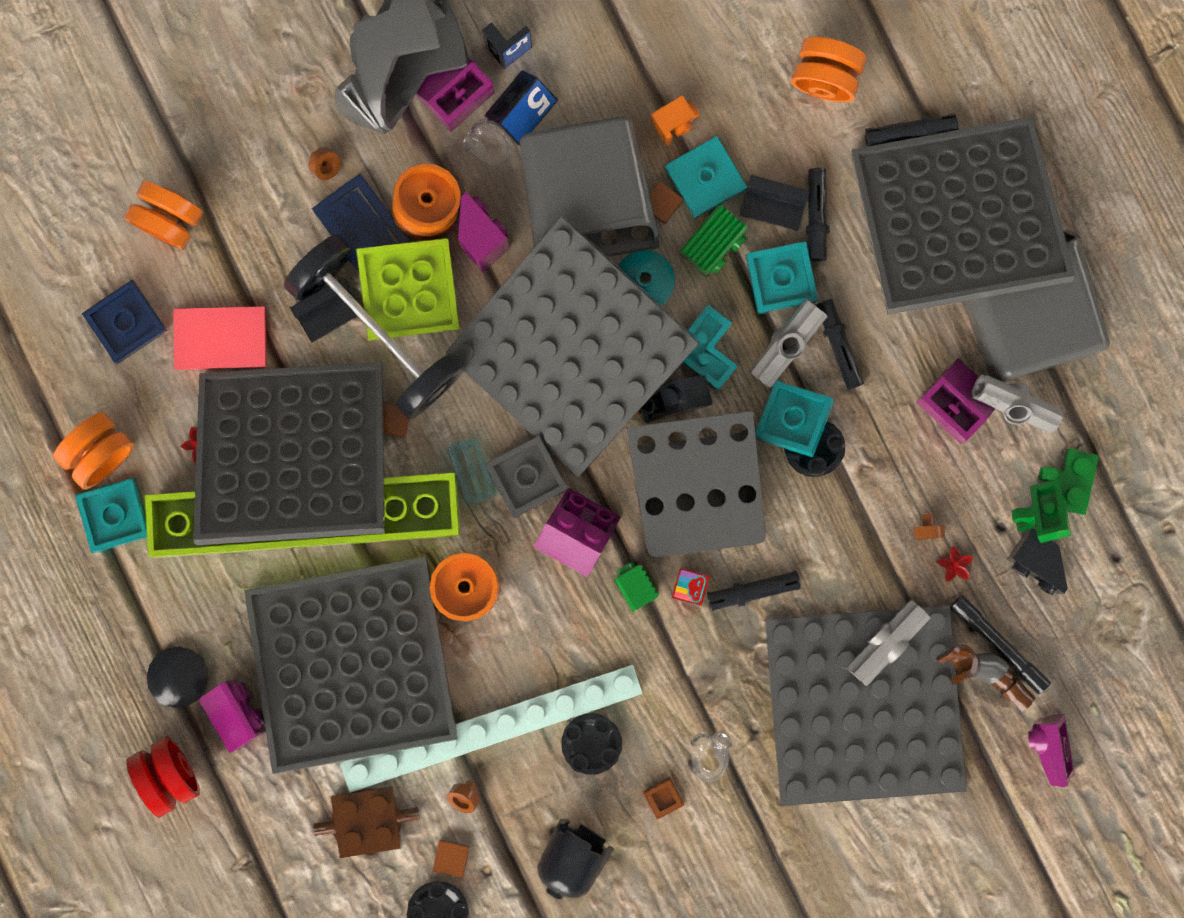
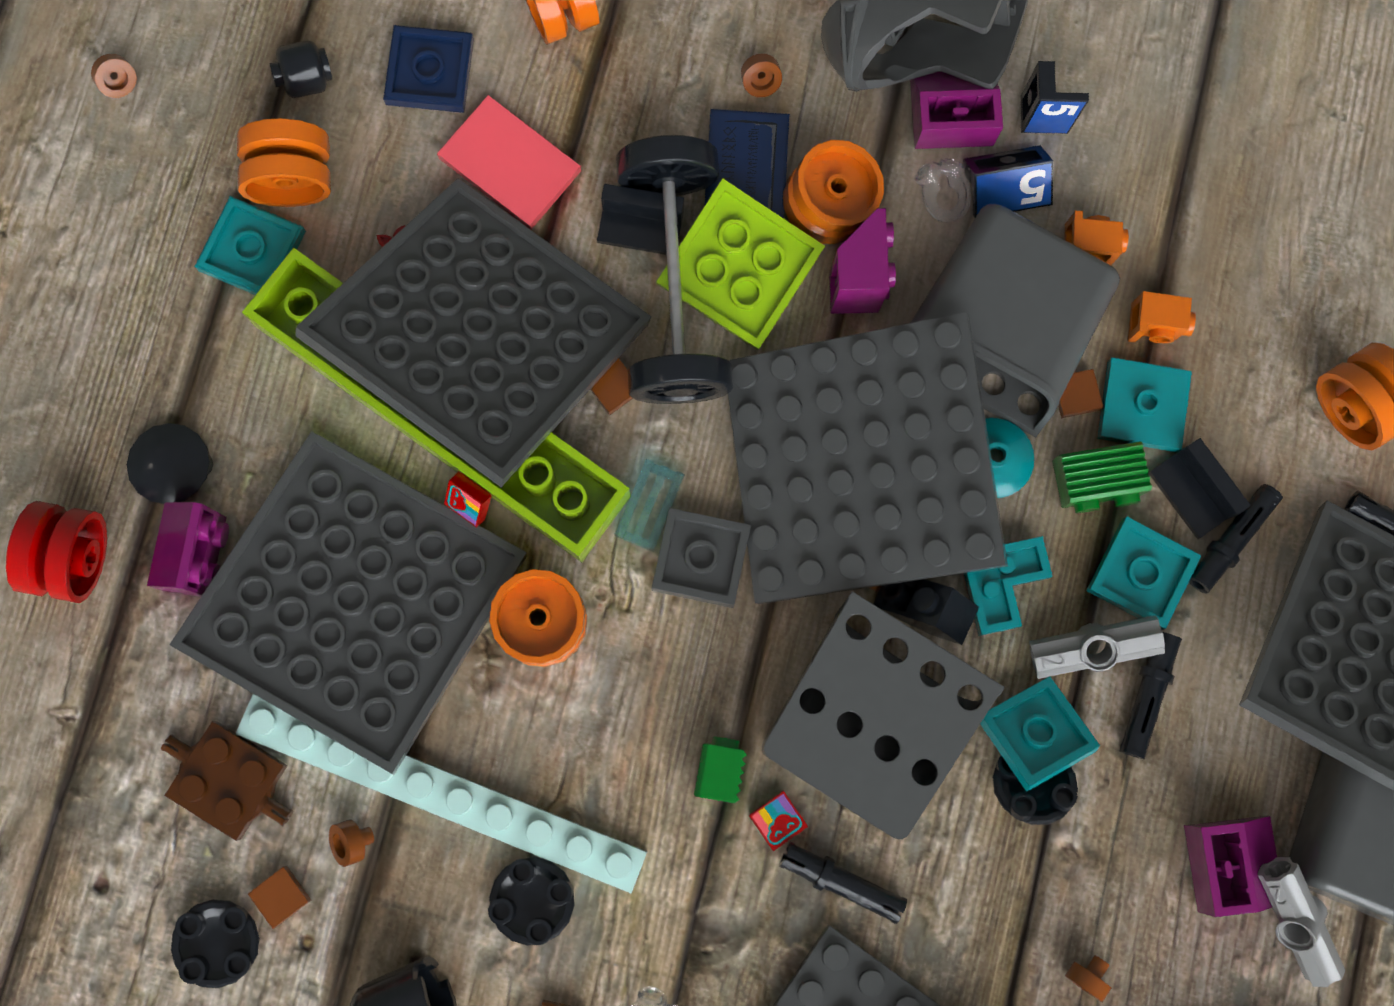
camera: 30 degrees right, 5 degrees down
(50, 385) = (301, 69): none -> black head
(367, 554) = (467, 499): none -> red tile
(577, 532) = (706, 660): magenta slope -> none
(599, 102) = (1097, 236): none -> orange brick

